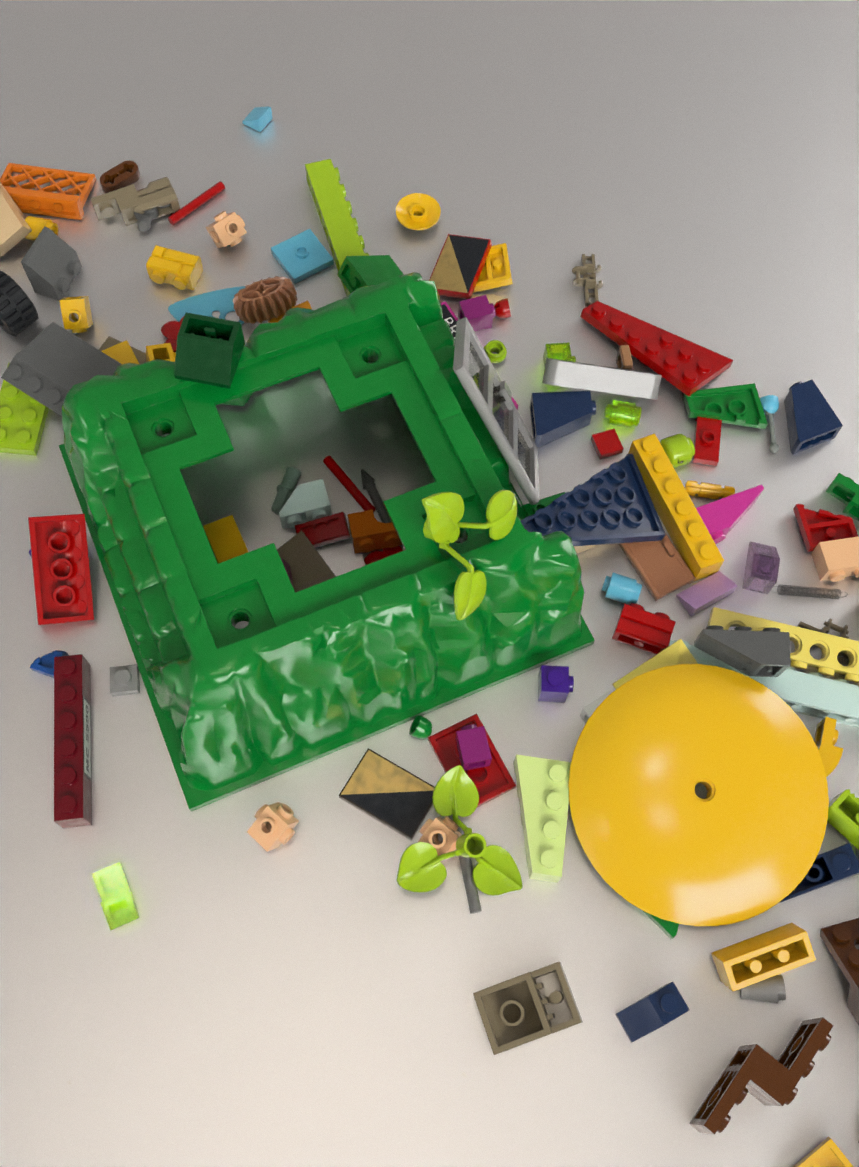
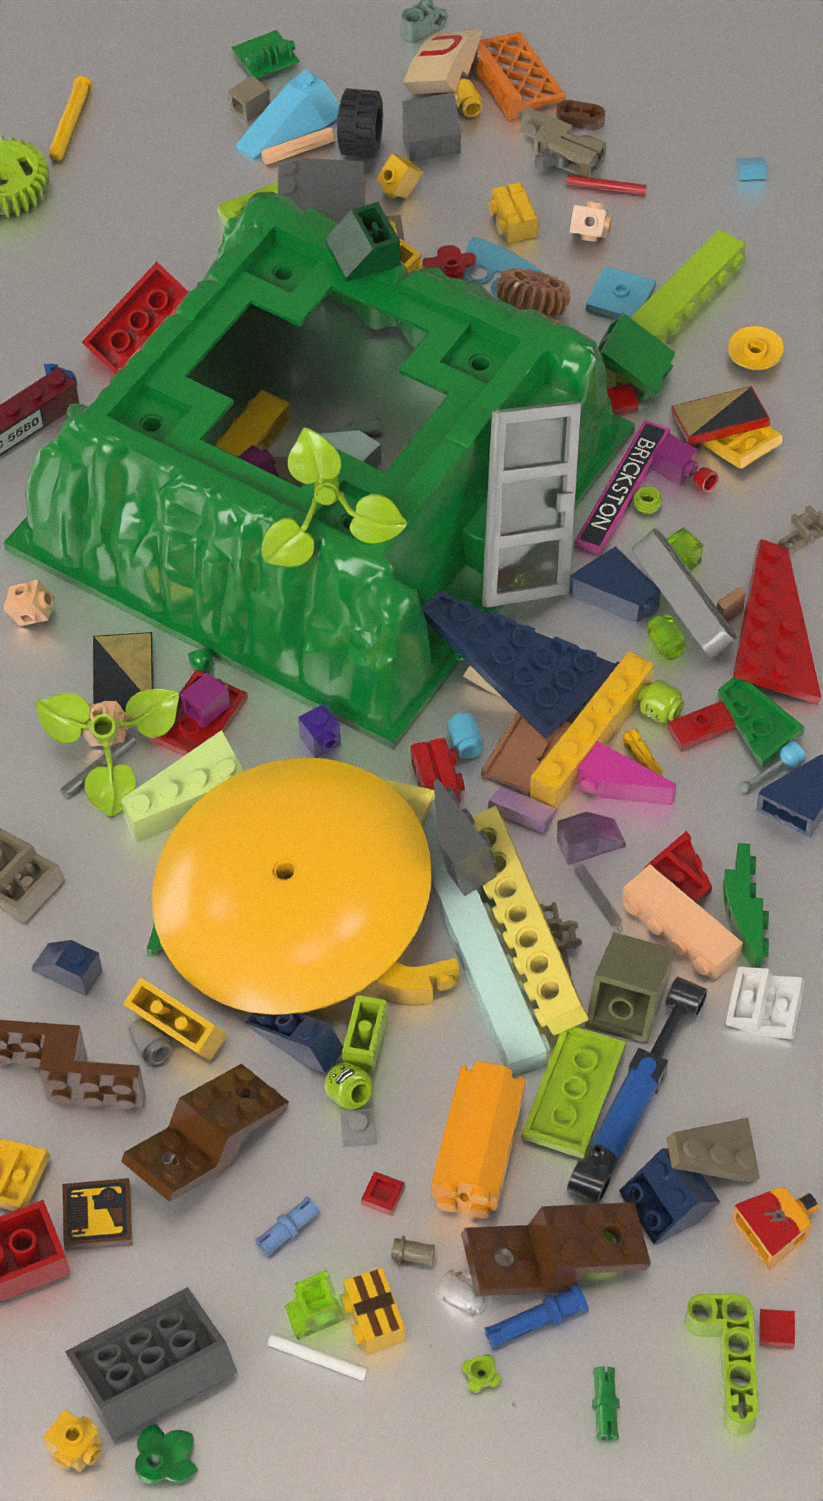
camera: 60 degrees right, 10 degrees down
(607, 444) = (621, 642): red tile -> none

